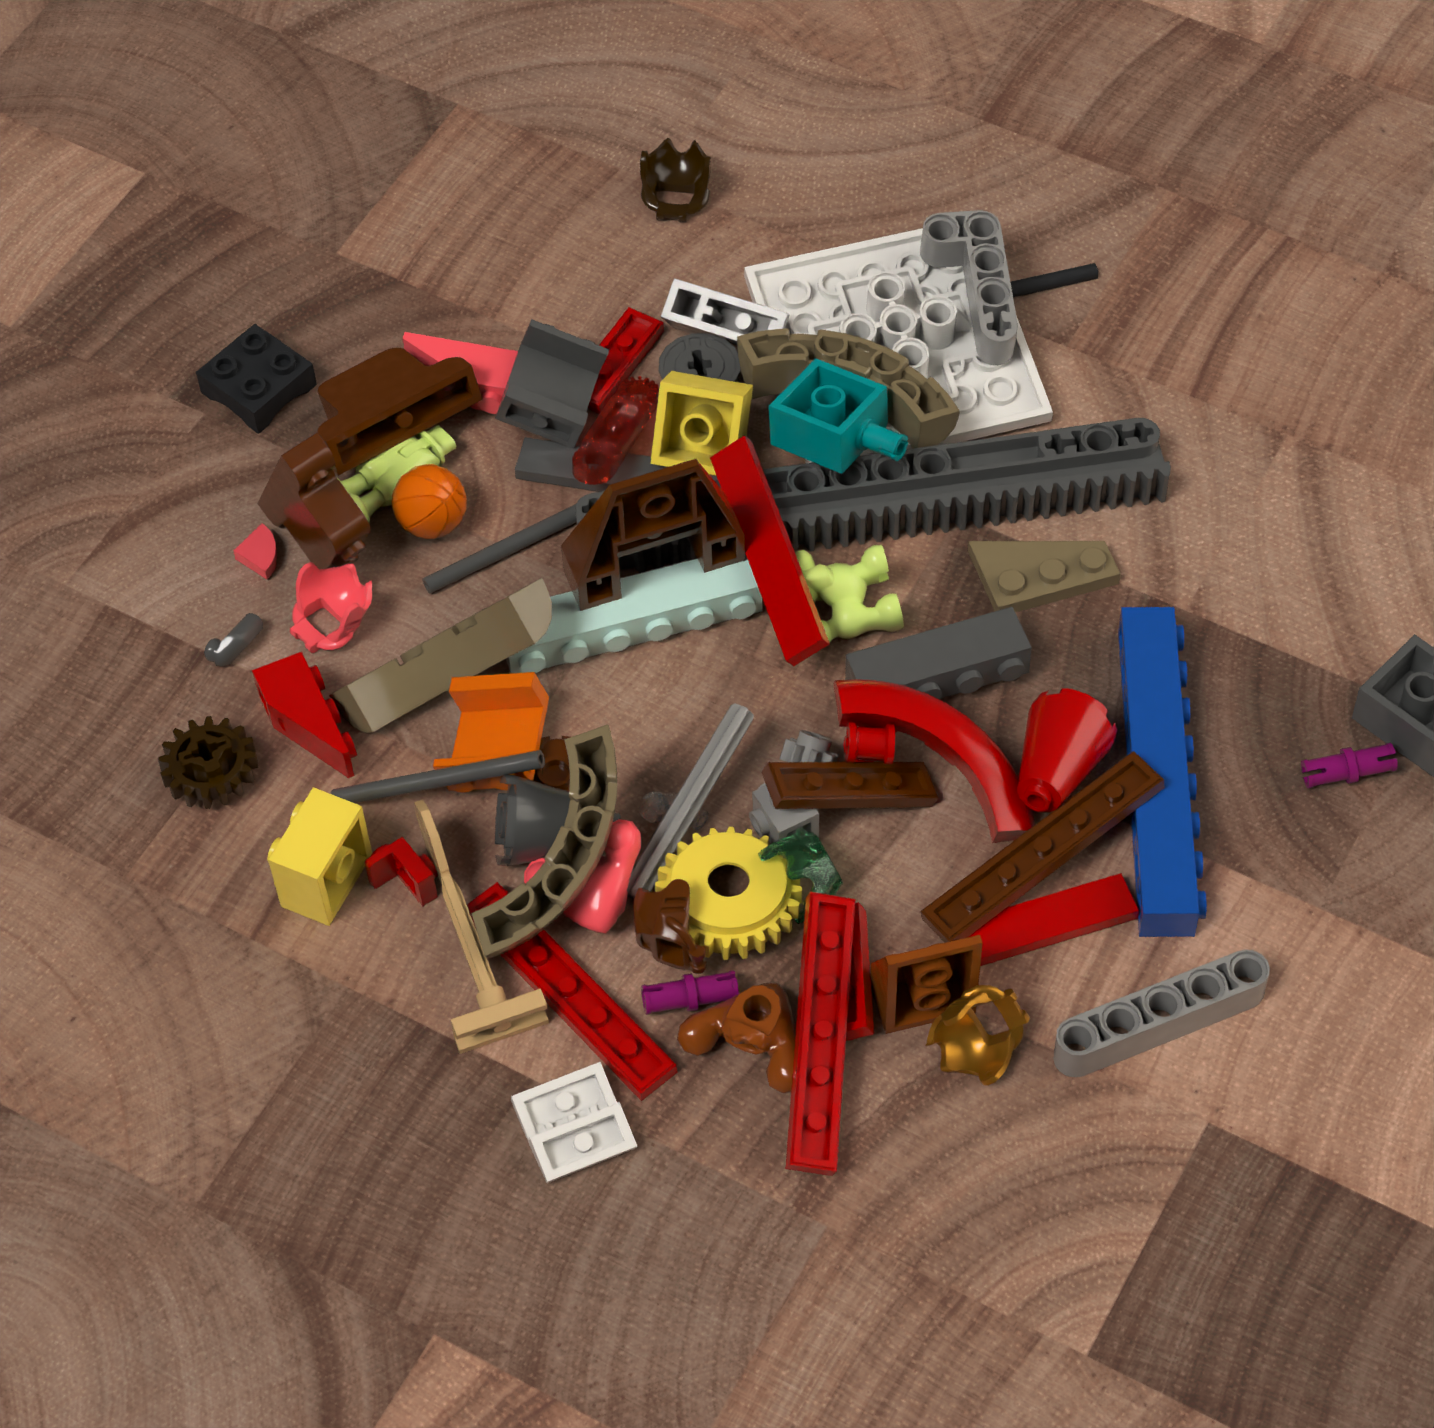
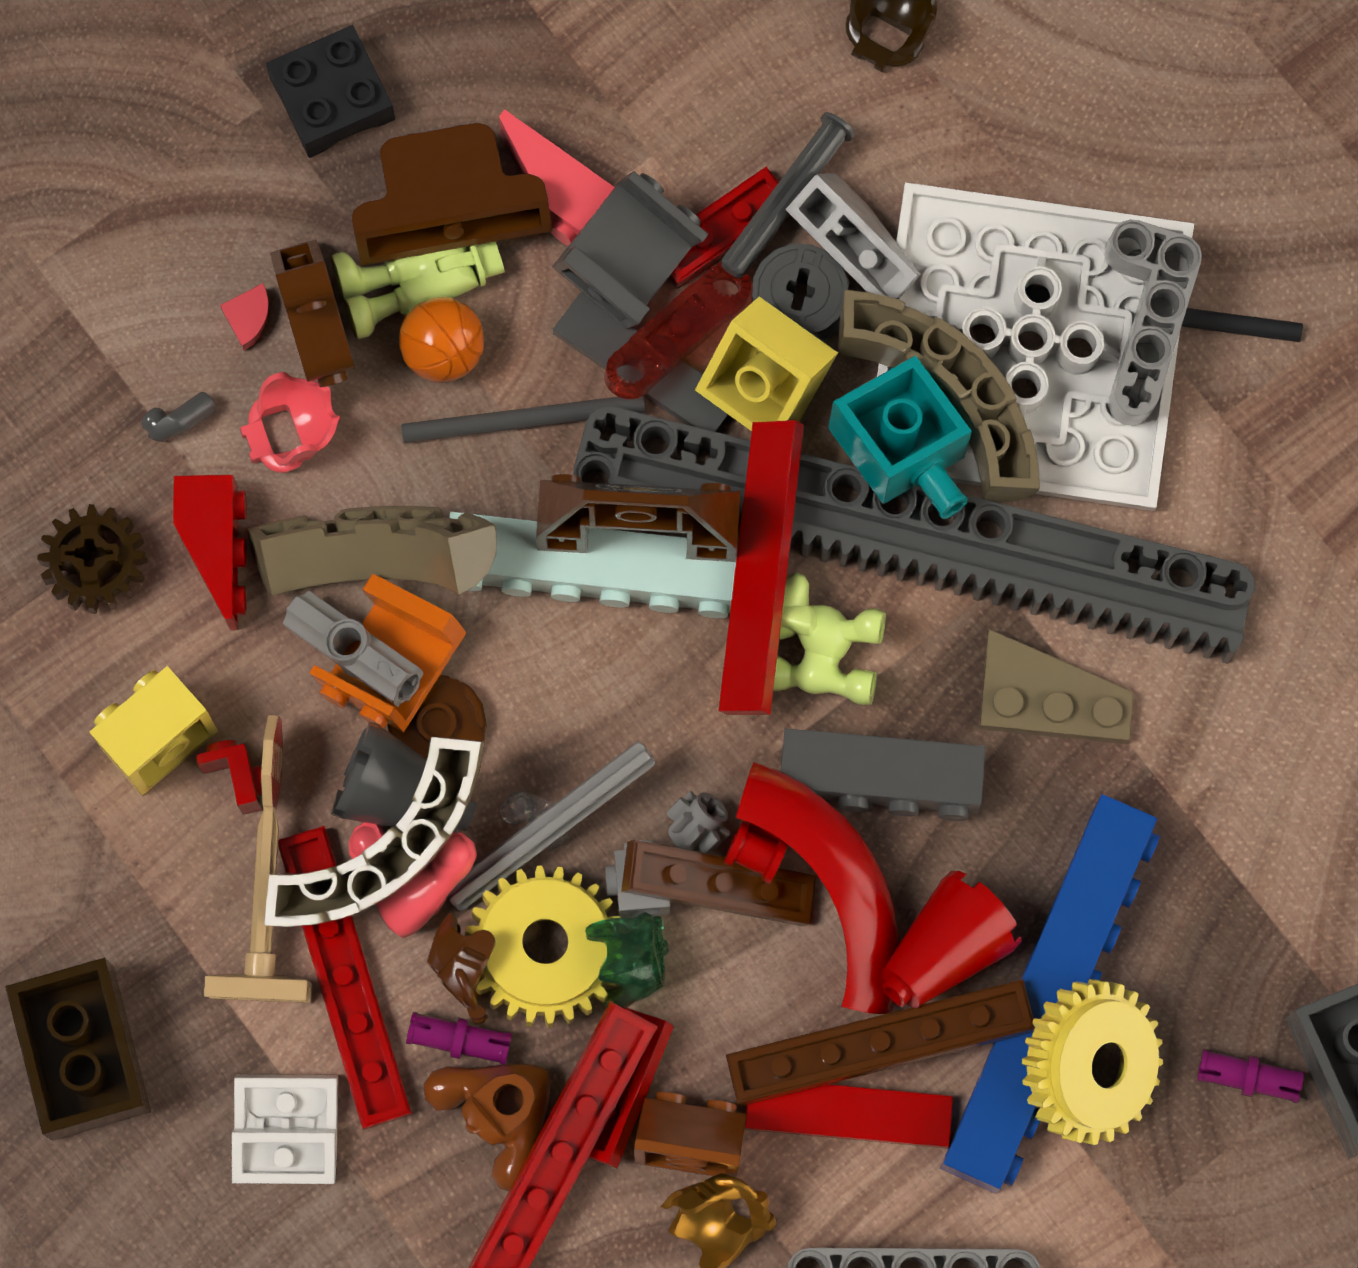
camera: 20 degrees right, 20 degrees up
(365, 1123) = (78, 1049): none -> dark brown brick
(442, 777) = (308, 691): dark grey piece -> none
(457, 736) = (373, 661): none -> light grey piece
(670, 263) = (772, 212): none -> dark grey axle
(1203, 801) = (1063, 1056): none -> light yellow gear

